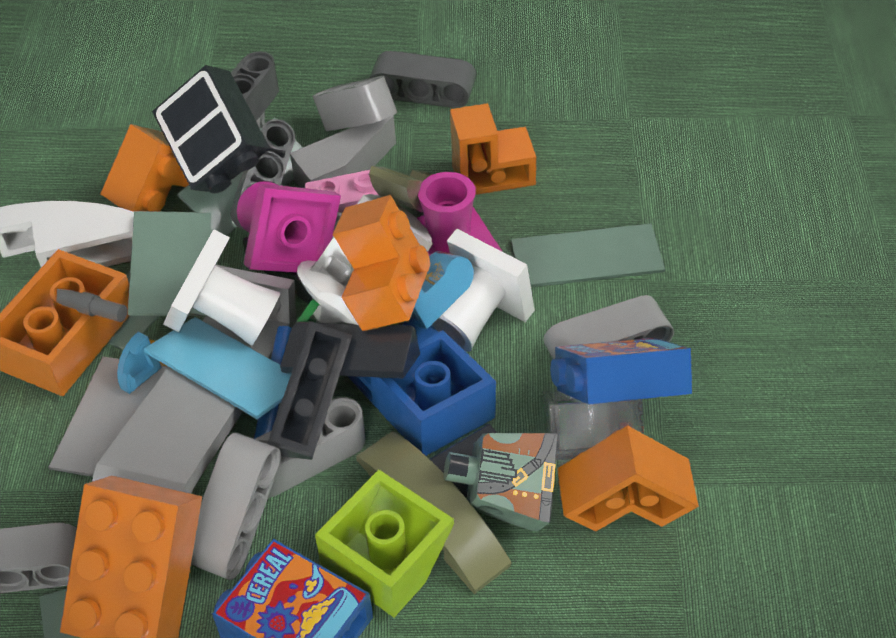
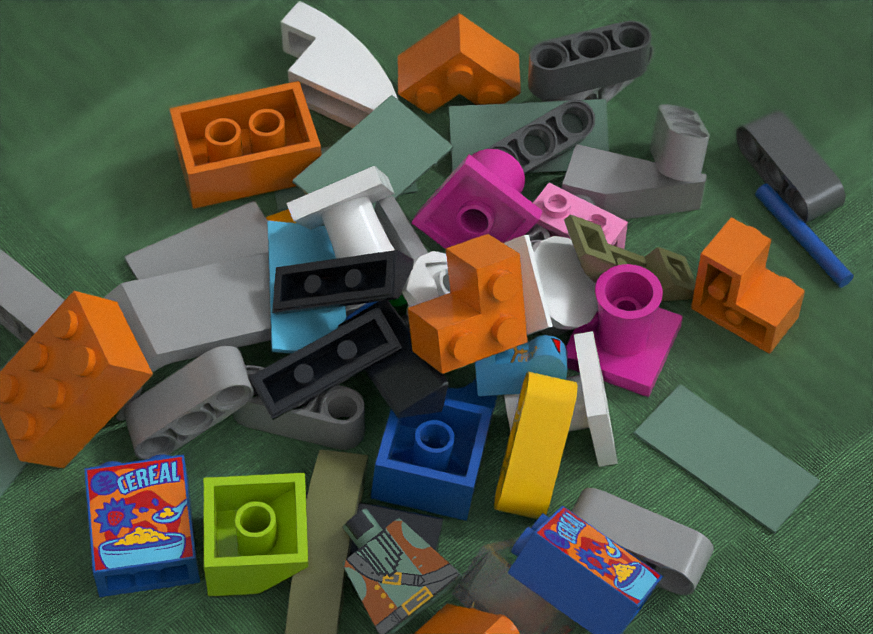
camera: 45 degrees right, 5 degrees up
(91, 304) = (264, 151): dark grey piece -> none
(135, 364) = (253, 227): dark azure tile -> none
(211, 130) = (512, 71): black brick -> none
(262, 330) = (341, 282): none -> black slope
(495, 327) = (535, 445): none -> yellow beam
(500, 112) = (804, 235): none -> blue bar

